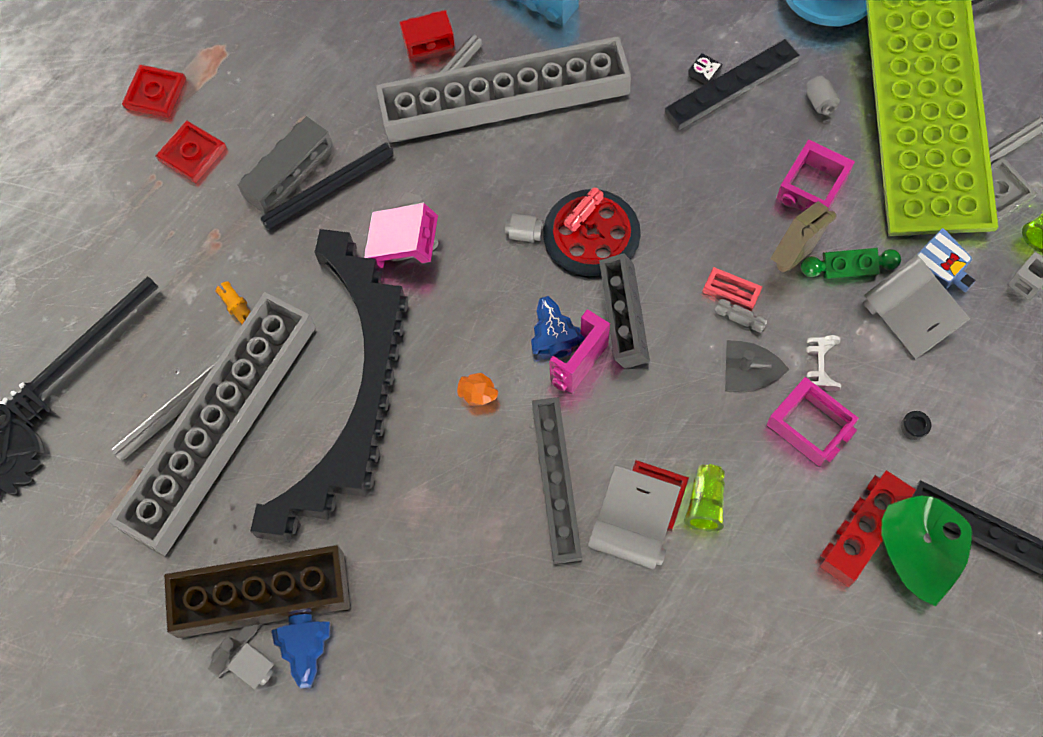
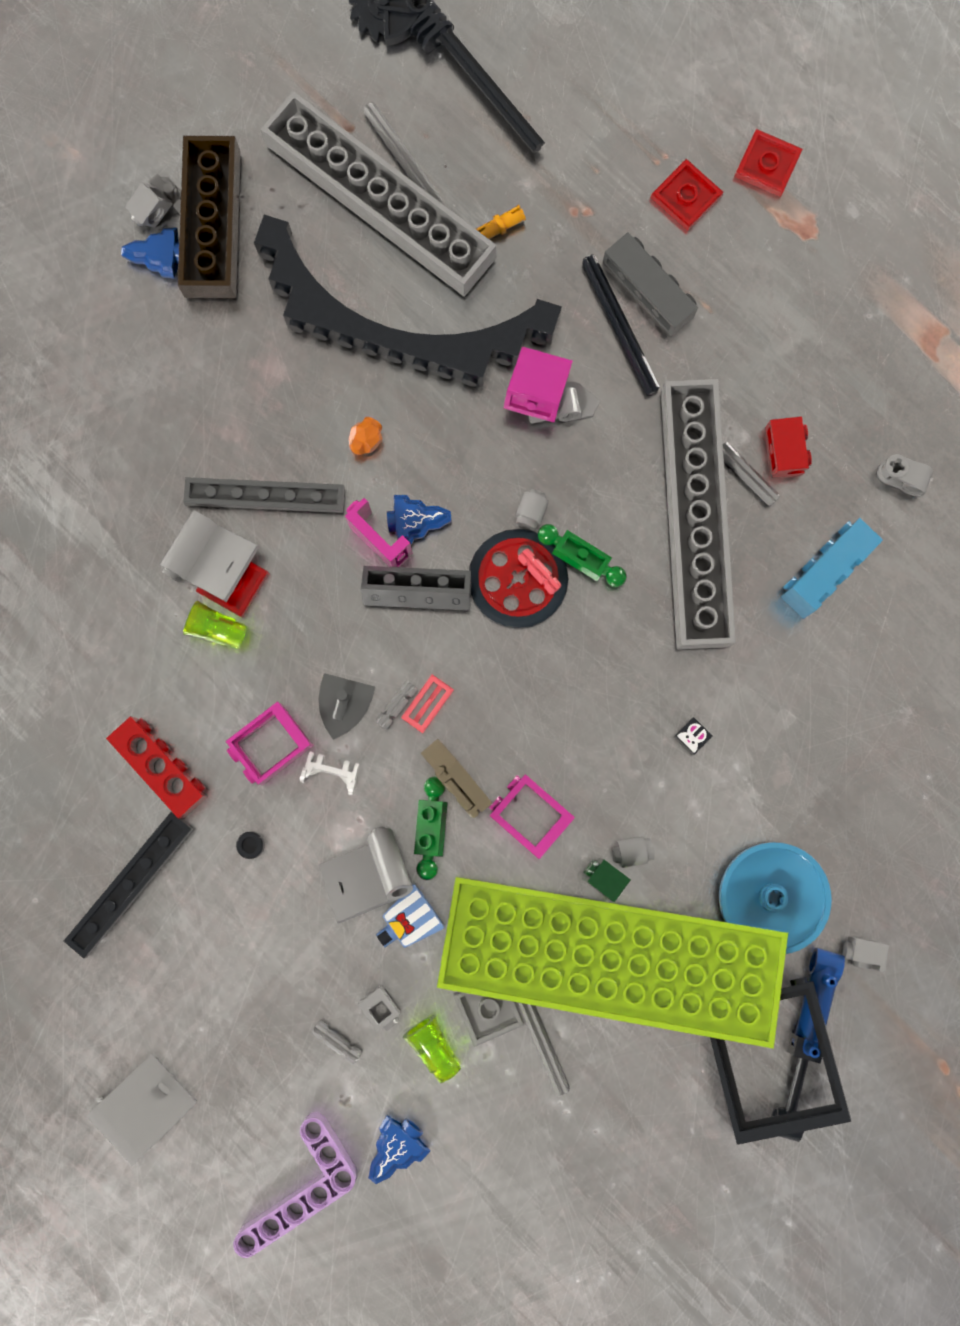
camera: 95 degrees right, 15 degrees up
(559, 179) = (582, 555): none -> green plate
(731, 84) = (670, 762): black plate -> none
(856, 105) = (605, 878): none -> dark green brick
(925, 567) = (116, 807): green piece -> none

